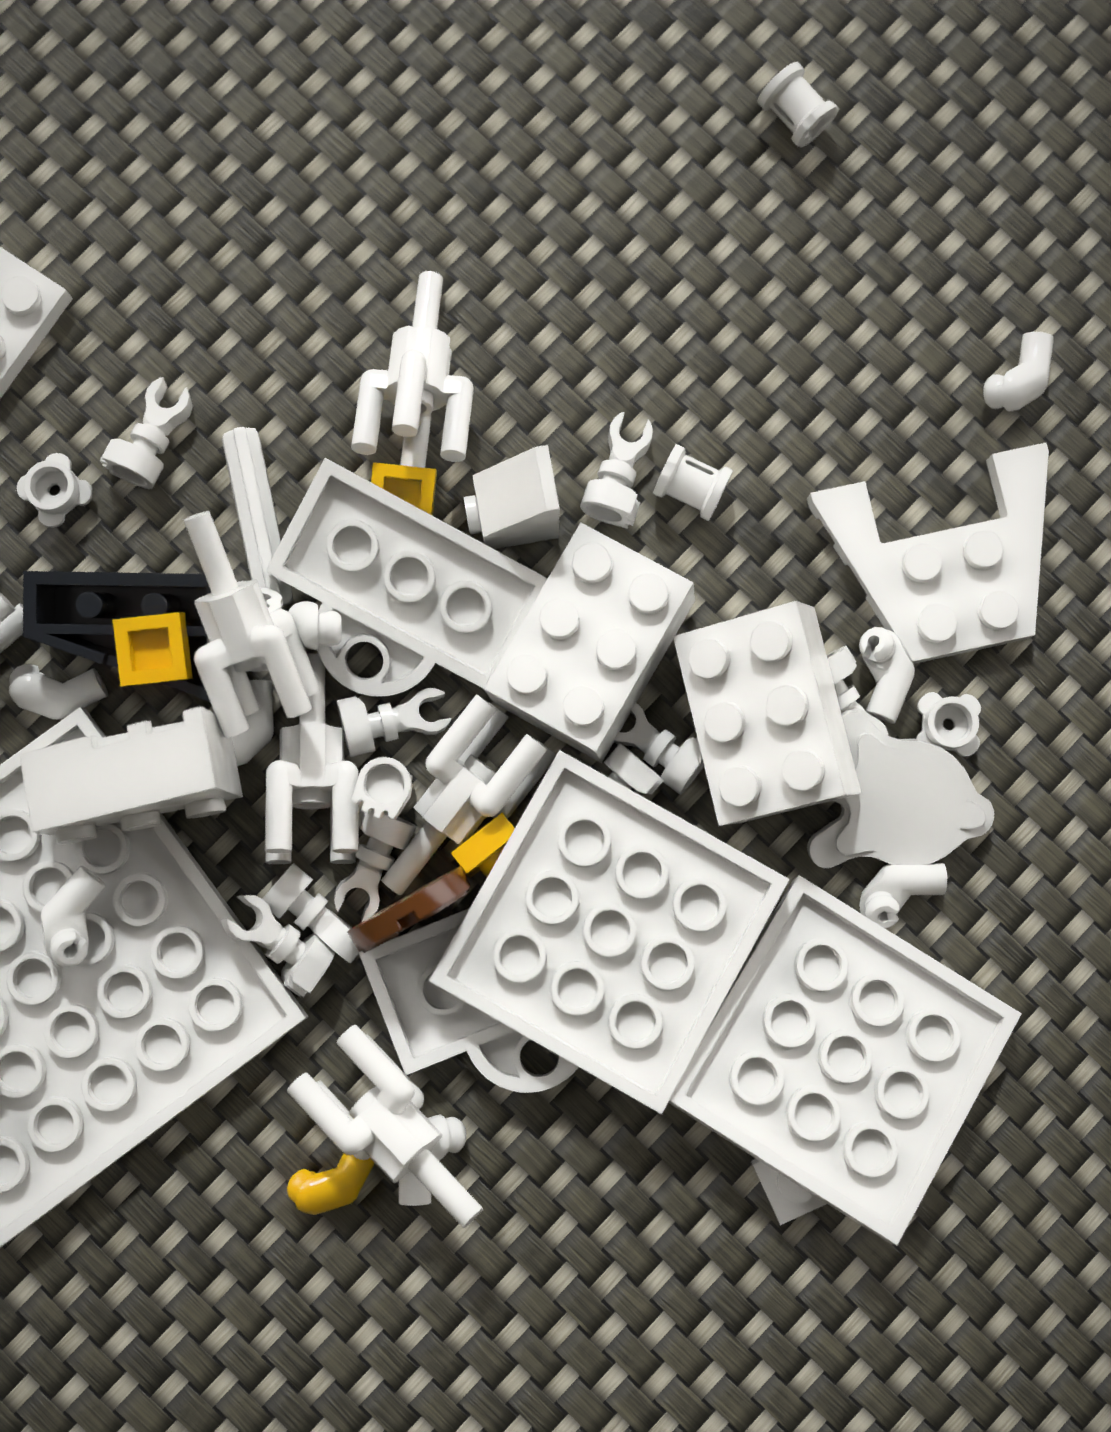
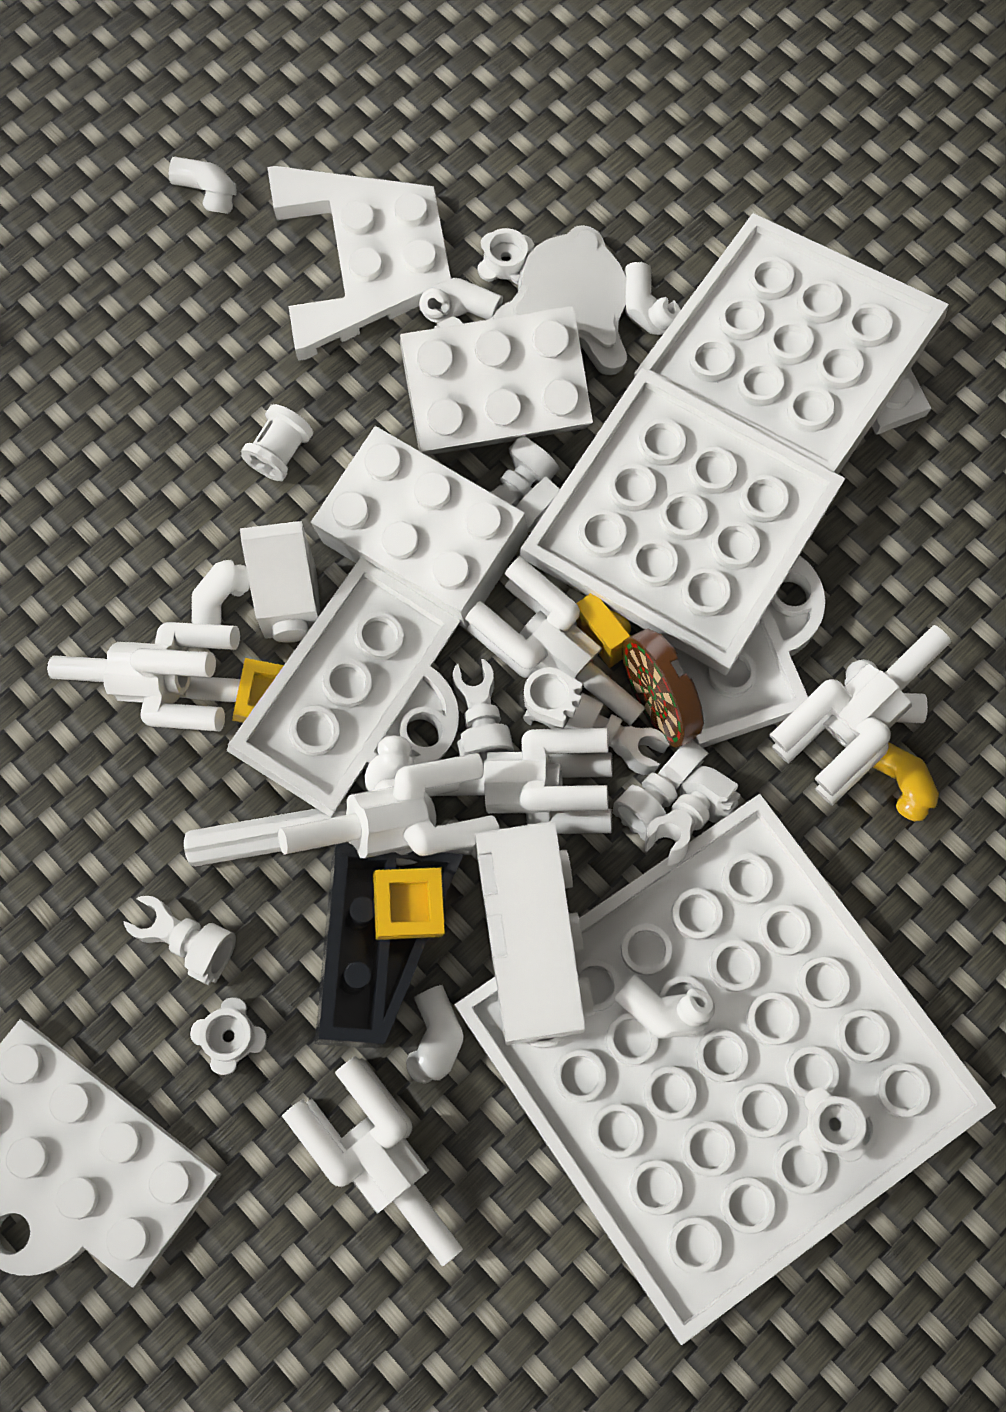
camera: 85 degrees left, 10 degrees down
(509, 427) = (214, 588): none -> white arm
(611, 496) = (262, 508): white piece -> none

